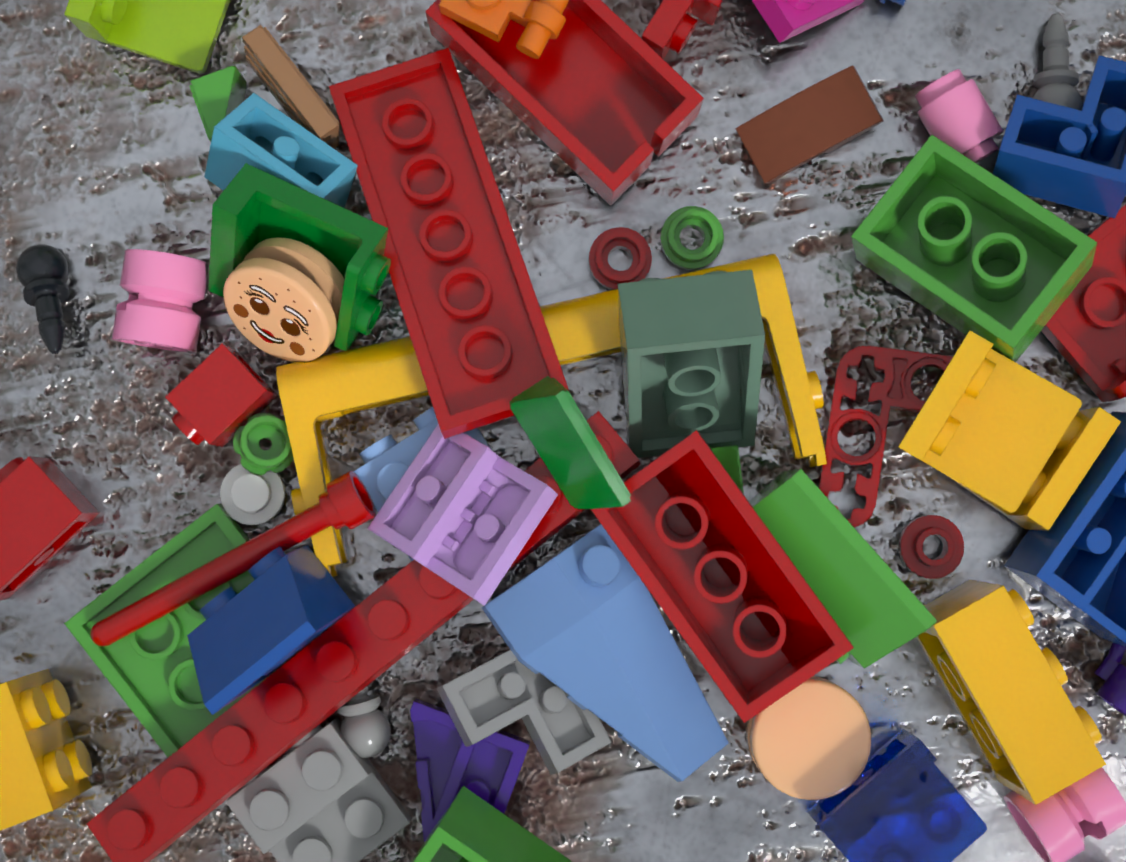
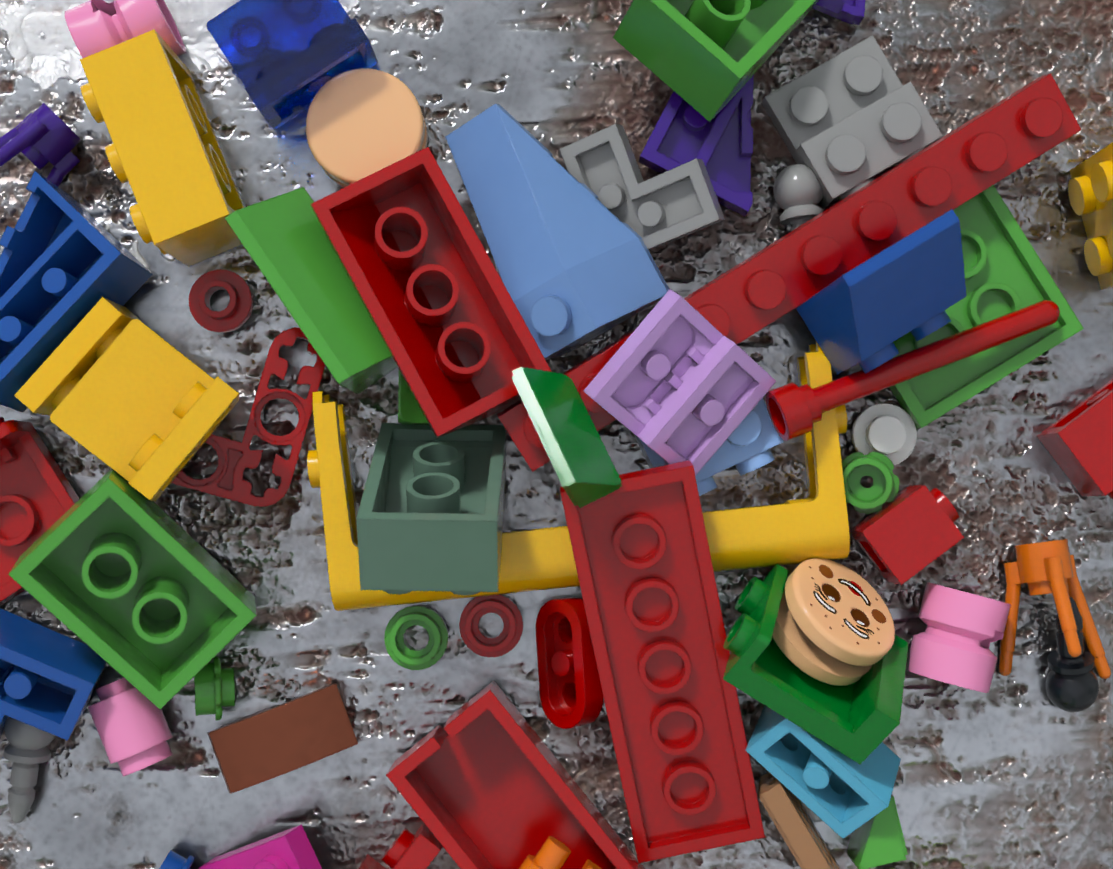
camera: 165 degrees left, 0 degrees up
(77, 377) = (1048, 570): none -> orange plant
(541, 228) = (567, 664): none -> red plate
(882, 162) = (214, 689): none -> bright green plate

